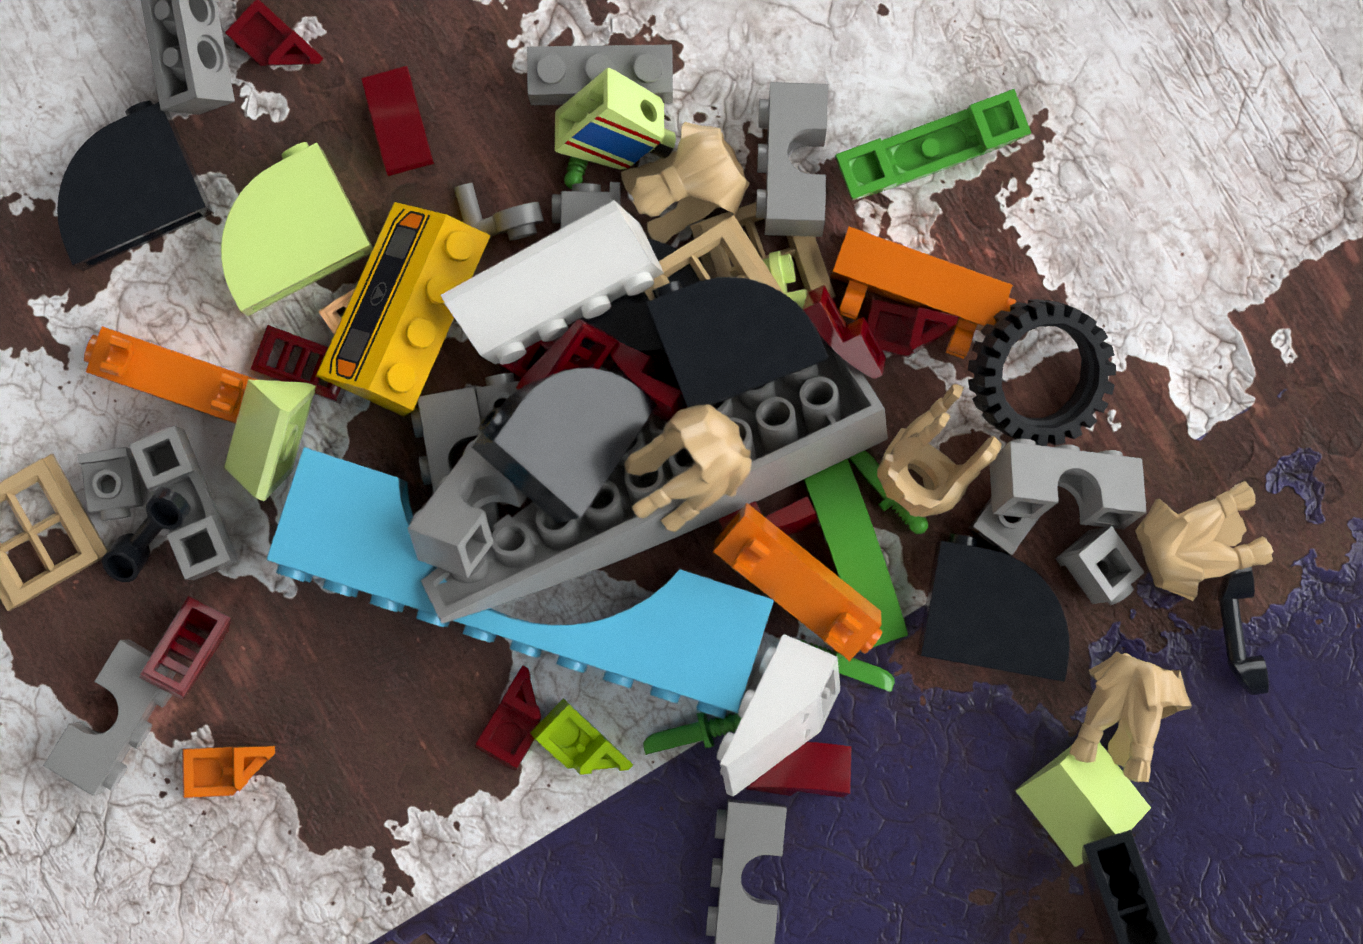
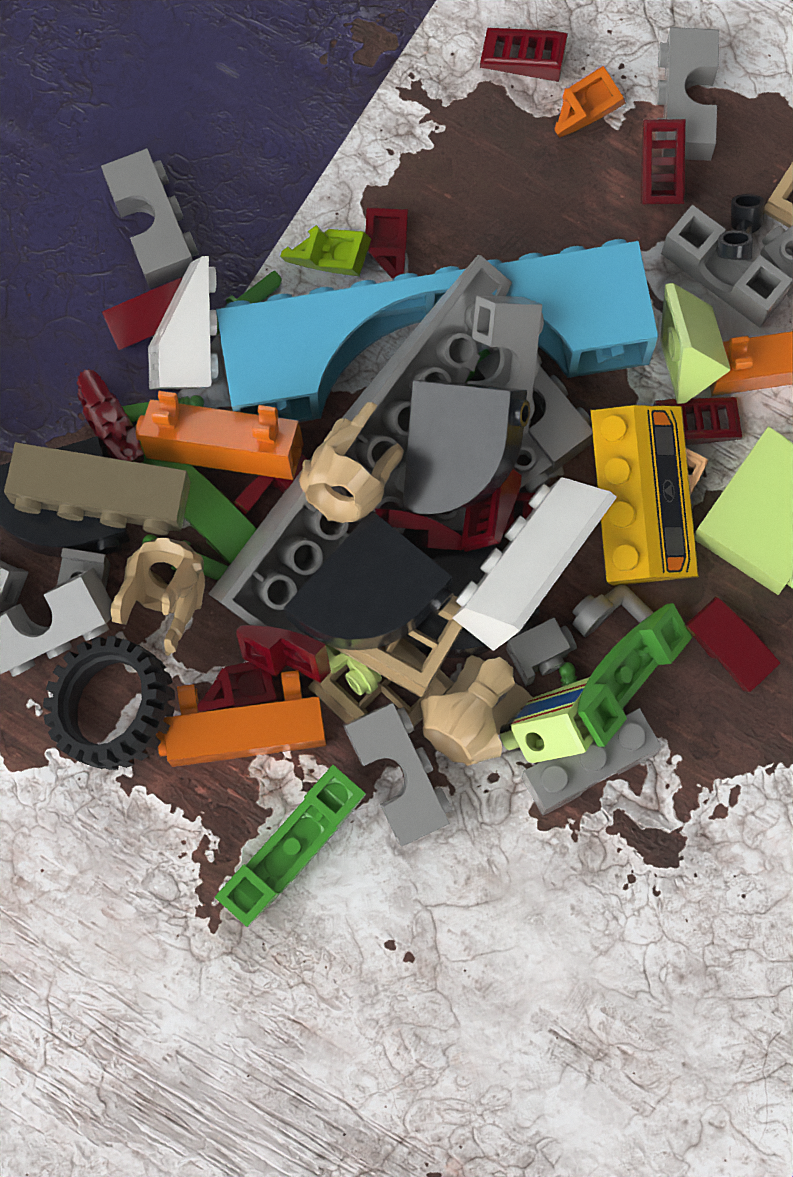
camera: 155 degrees right, 10 degrees down
(247, 875) = (539, 39): none -> dark red slope
(523, 143) = (627, 667): none -> bright green slope
(899, 670) = (108, 418): none -> dark red hinge
(950, 588) = (97, 488): none -> dark tan brick

